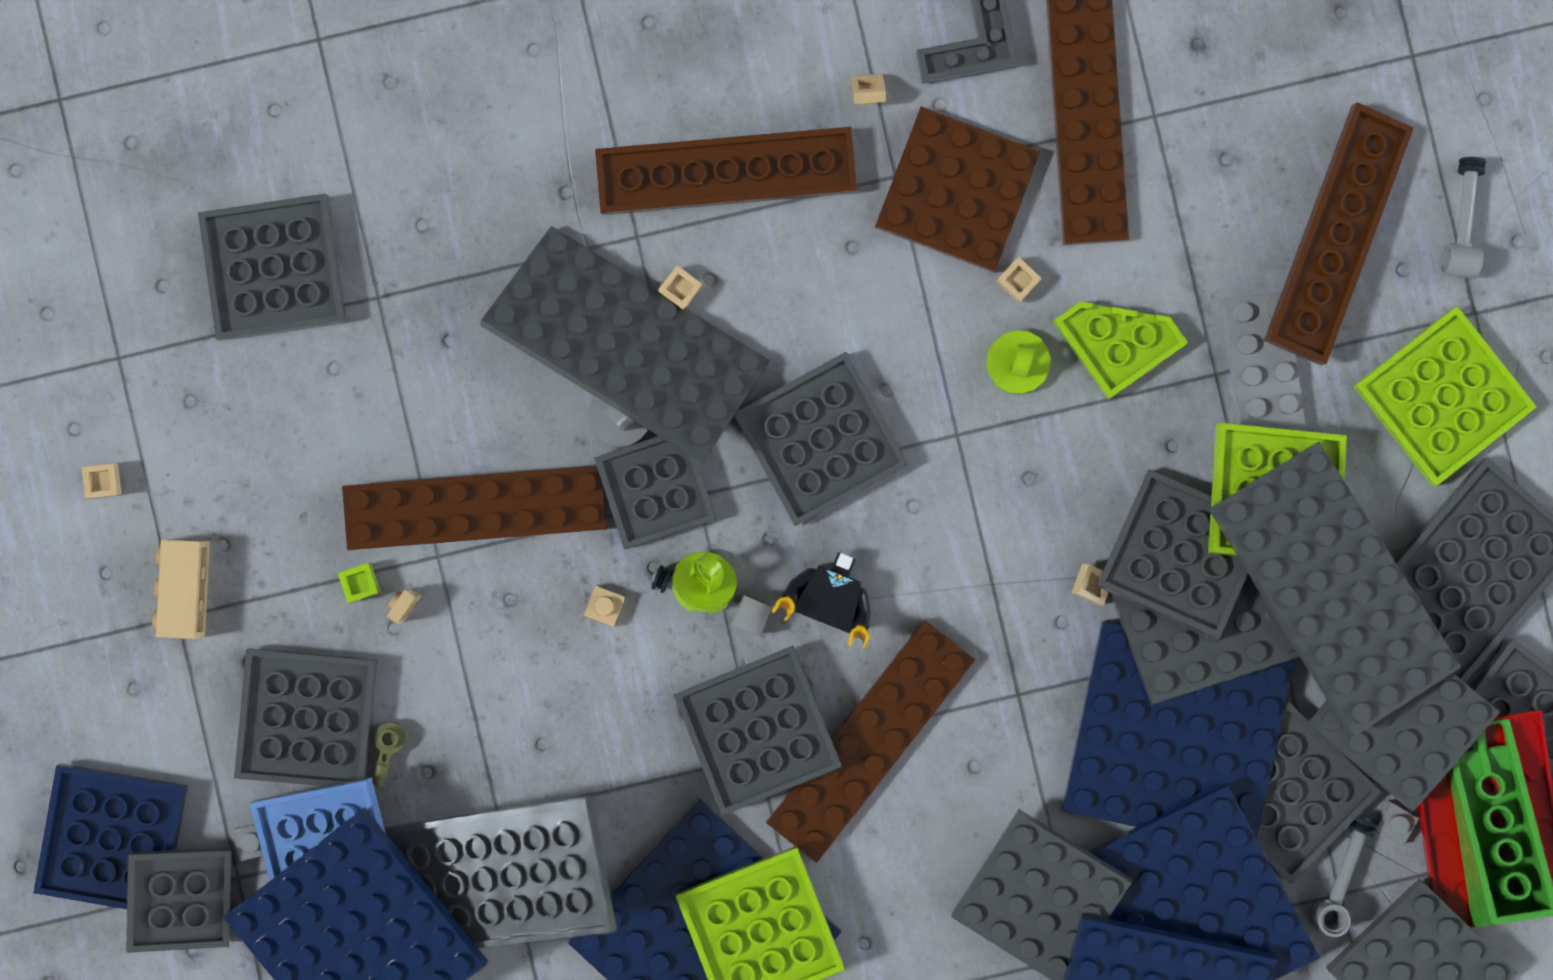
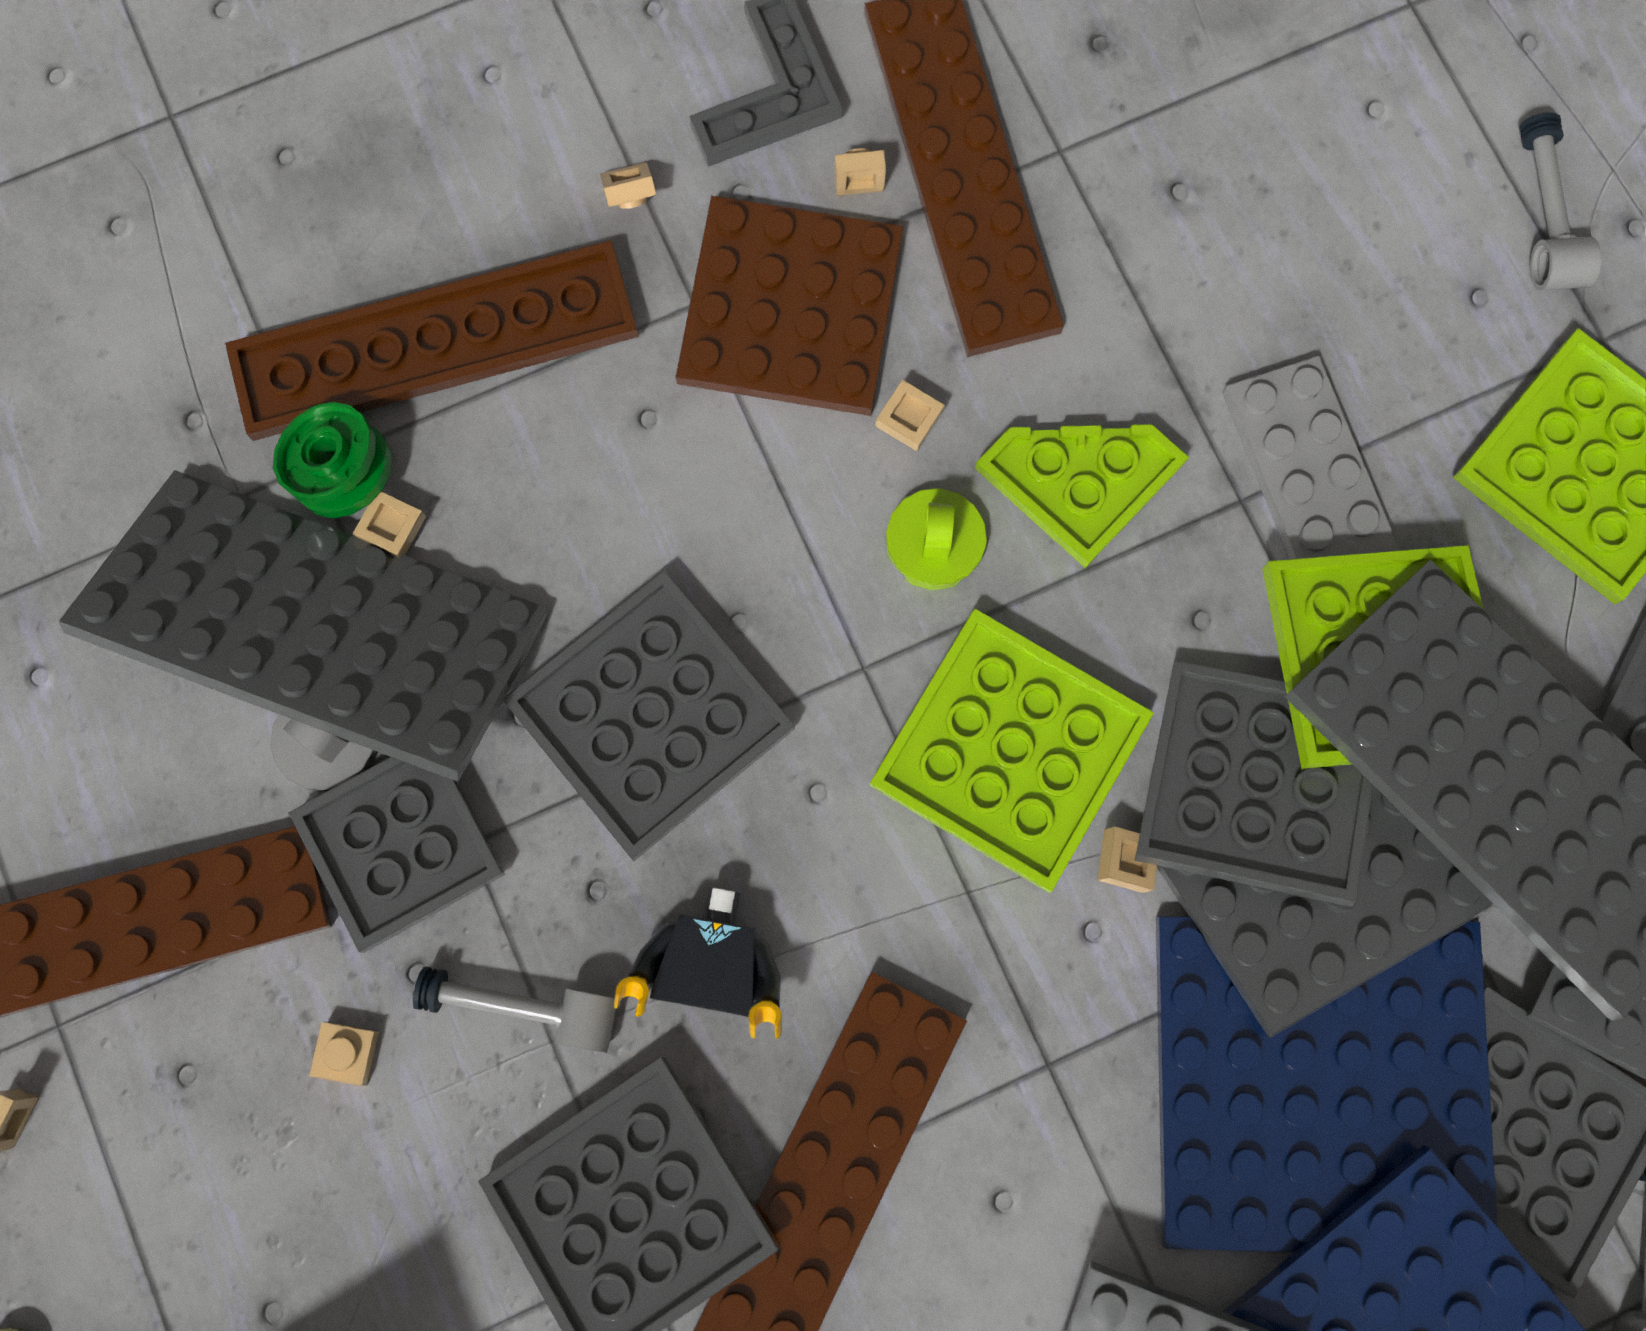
camera: 10 degrees left, 10 degrees down
(641, 227) = (332, 460): none -> green wheel
(704, 582) = (498, 981): lime tile -> none
(1020, 108) = (859, 172): none -> tan plate
(1037, 504) = (1011, 750): none -> lime plate
(1338, 234) = (1374, 262): reddish brown plate -> none

